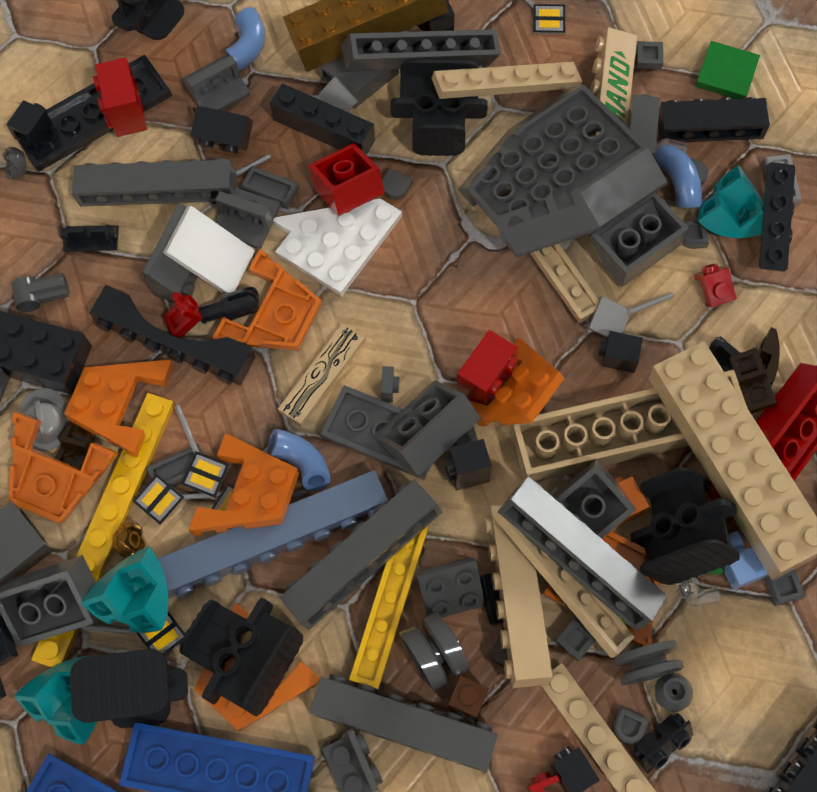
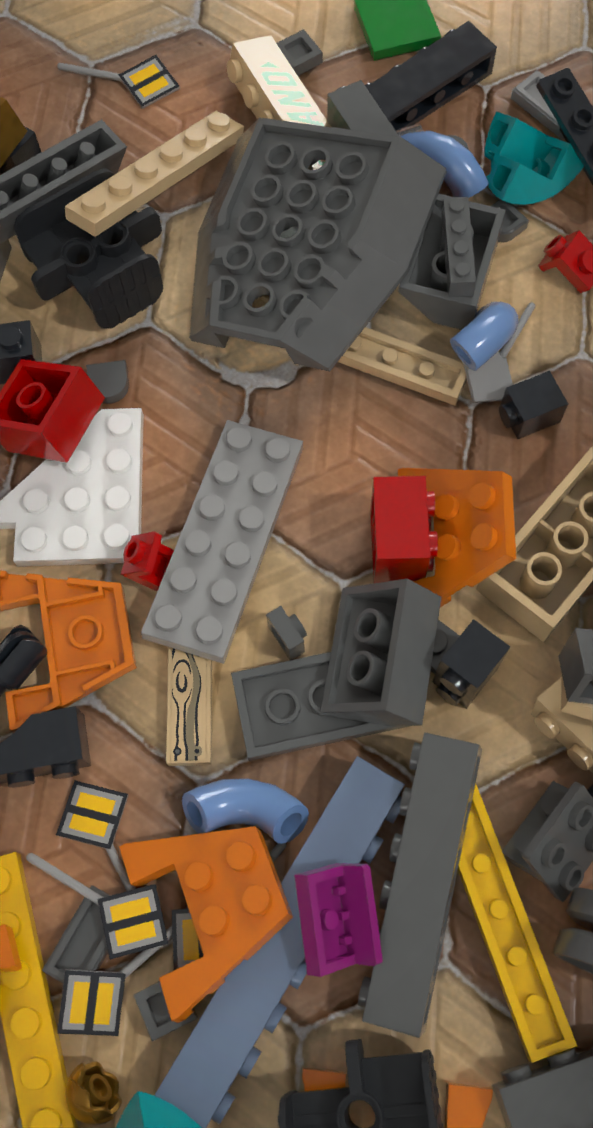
camera: 35 degrees left, 0 degrees up
(183, 524) = (155, 1012): none -> dark grey plate
(223, 411) = (93, 819): none -> piece
(302, 537) = (338, 918): none -> magenta bracket
(344, 299) = (146, 559): none -> red bracket
(393, 312) = (223, 542): none -> light grey plate
(623, 292) = (485, 334): none -> medium blue cylinder
(640, 232) = (458, 247): none -> dark grey piece

